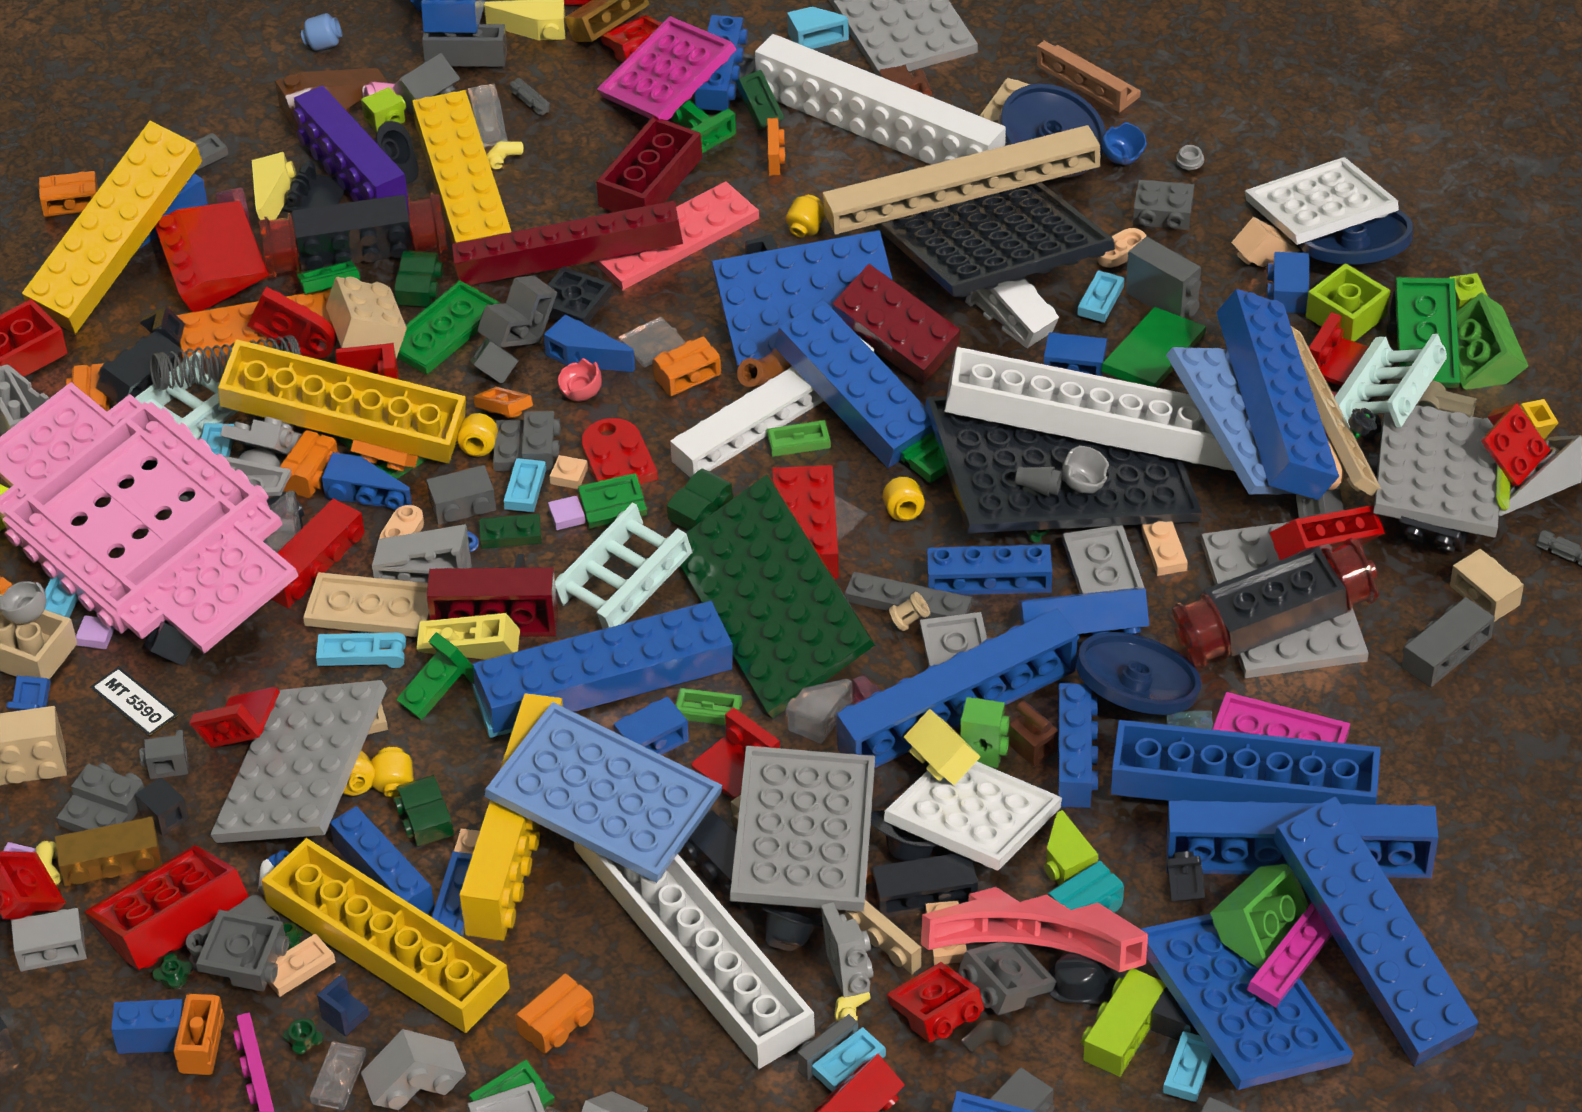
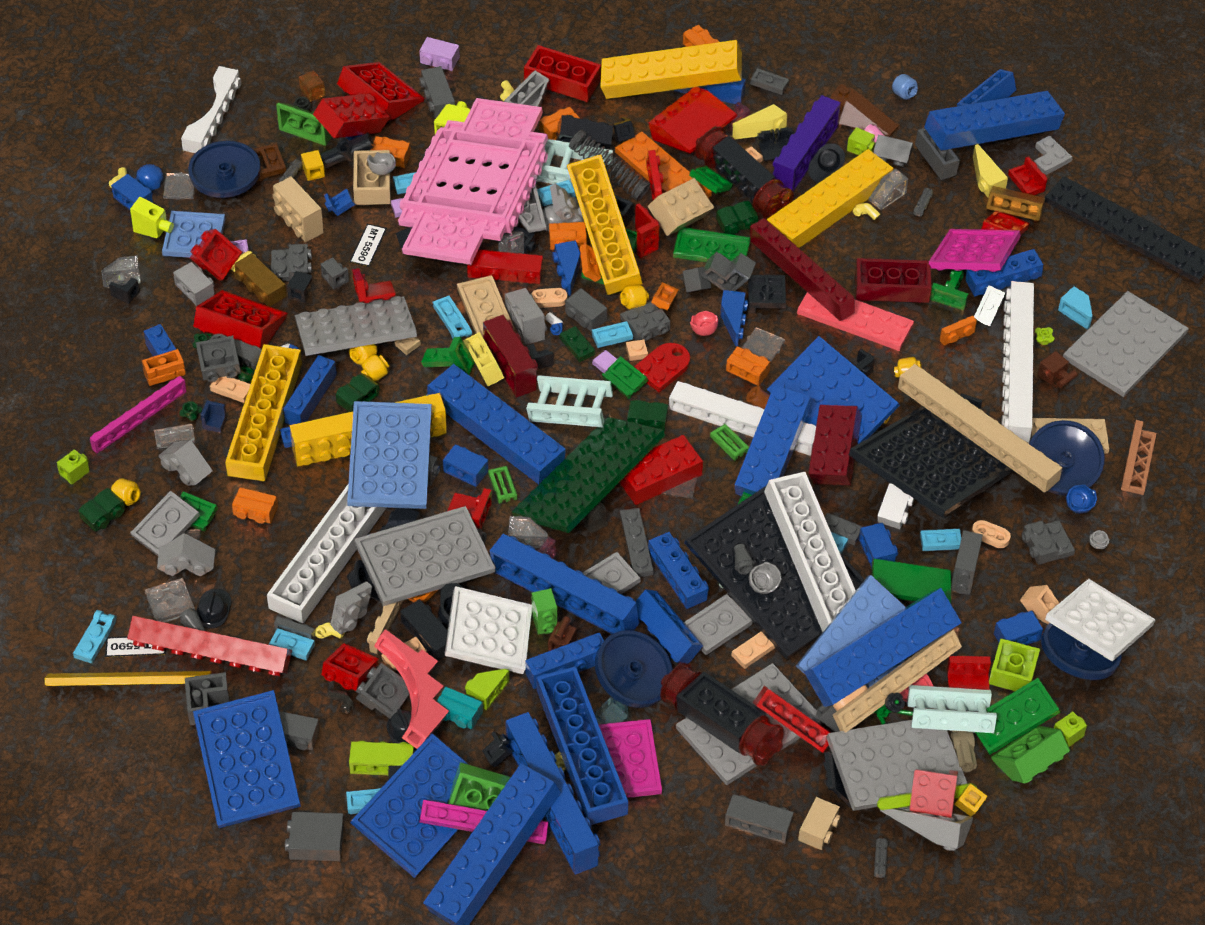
camera: 60 degrees right, 5 degrees up
(903, 499) = (707, 508): yellow head -> none
(909, 611) = (620, 547): tan bush -> none
(941, 747) = (516, 594): light yellow brick -> none

